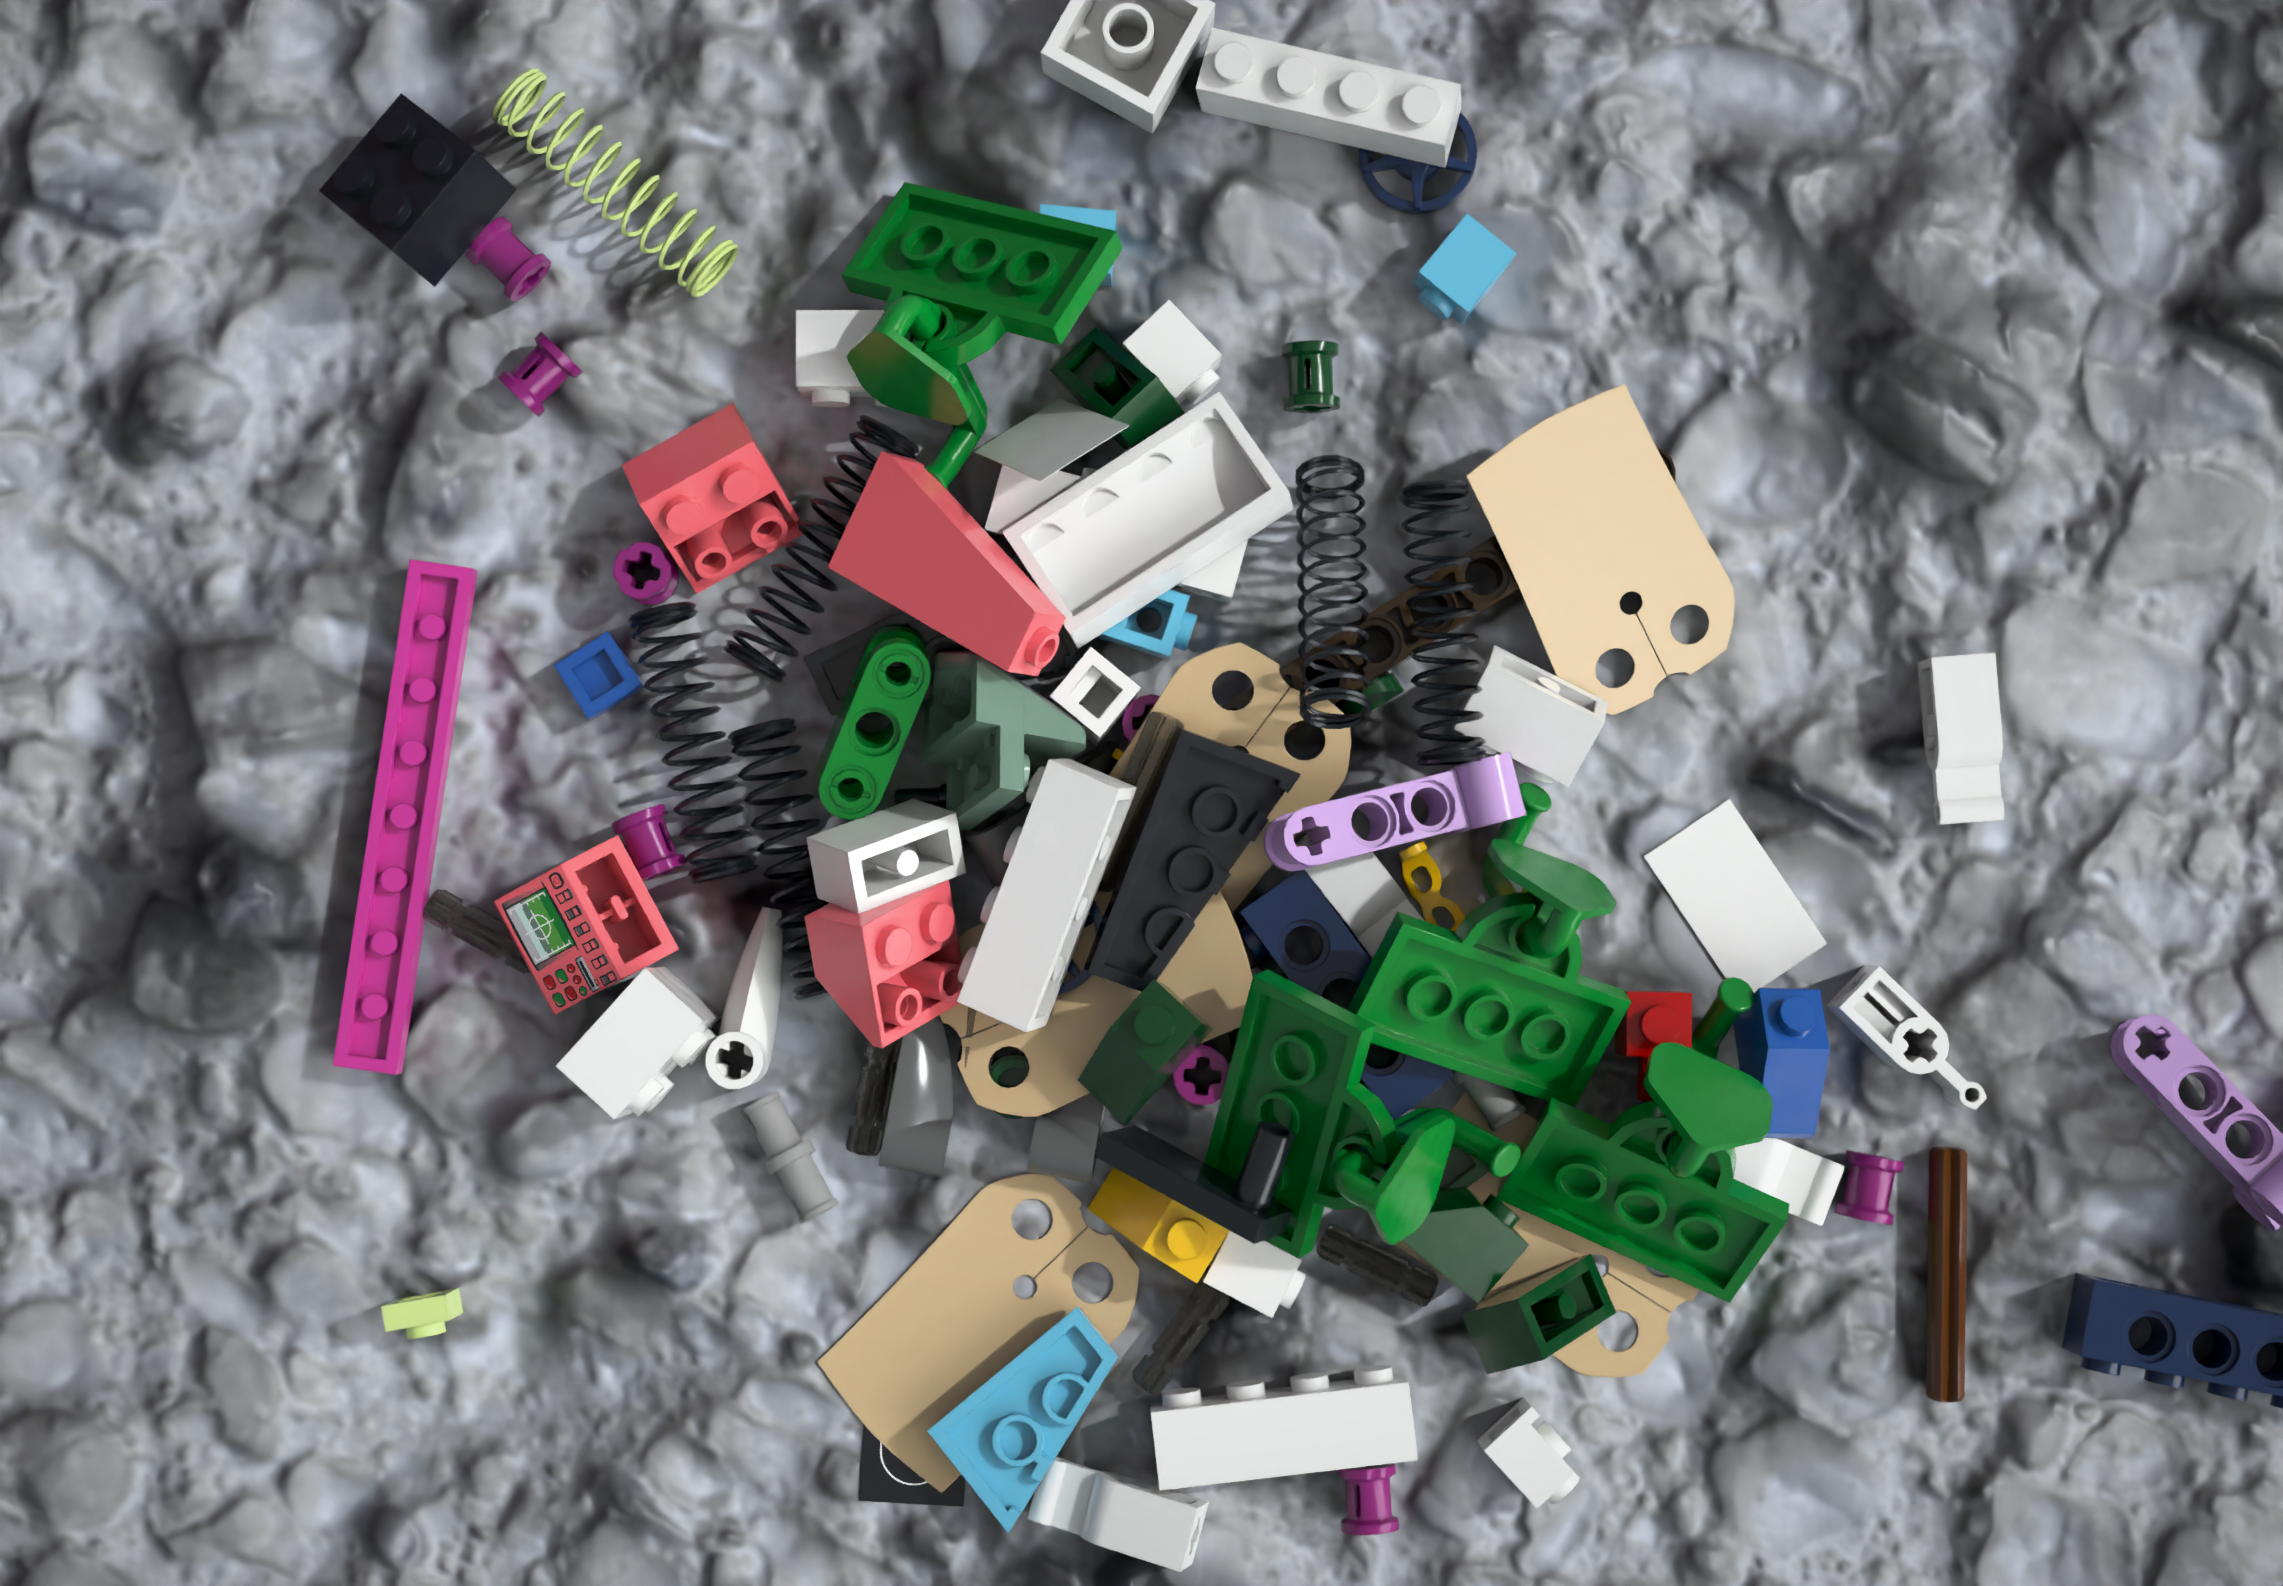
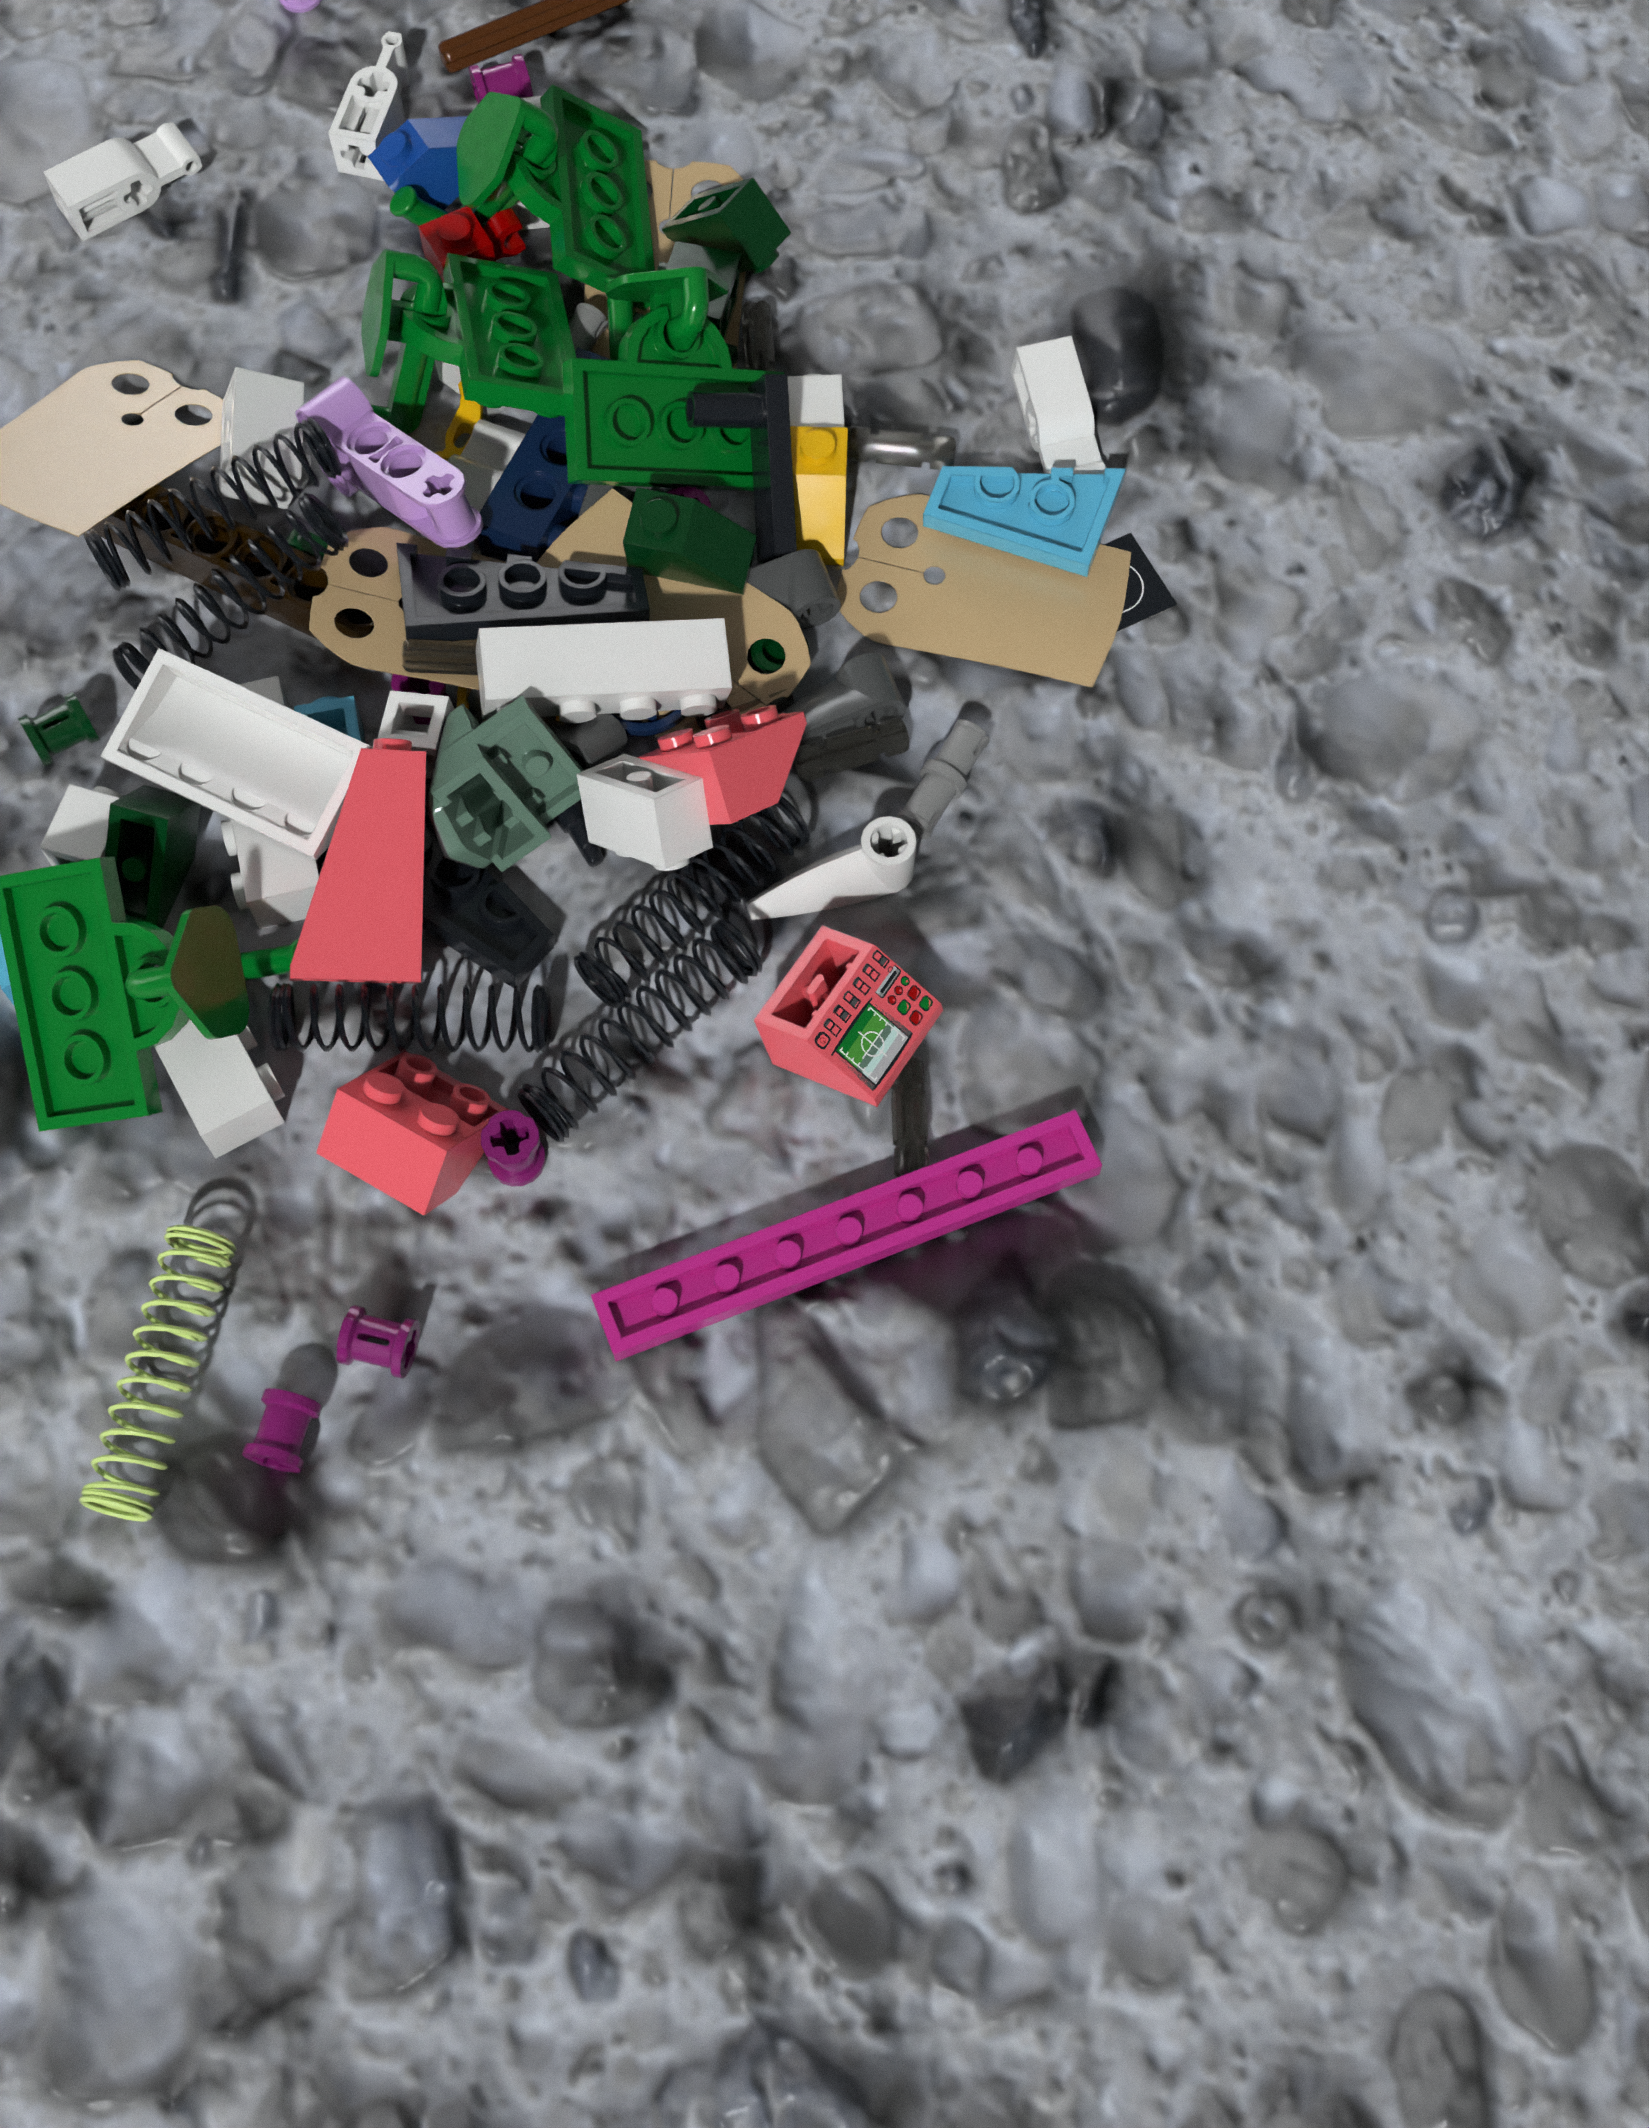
camera: 120 degrees left, 20 degrees down
(418, 189) = (250, 1533): black brick -> none
(423, 1313) = (1255, 981): yellowish green plate -> none
(599, 675) = (627, 1141): blue plate -> none
(639, 1043) = (923, 913): white brick -> none
(649, 842) = (737, 1029): magenta bush -> none
(867, 754) = (536, 885): green piece -> none
(1050, 439) = (210, 854): white sticker -> none
(1283, 1429) = (923, 344): white brick -> none
(1368, 1500) = (915, 272): magenta bush -> none
(1530, 1455) = (832, 191): white brick -> none
(1735, 898) = (333, 269): white sticker -> none

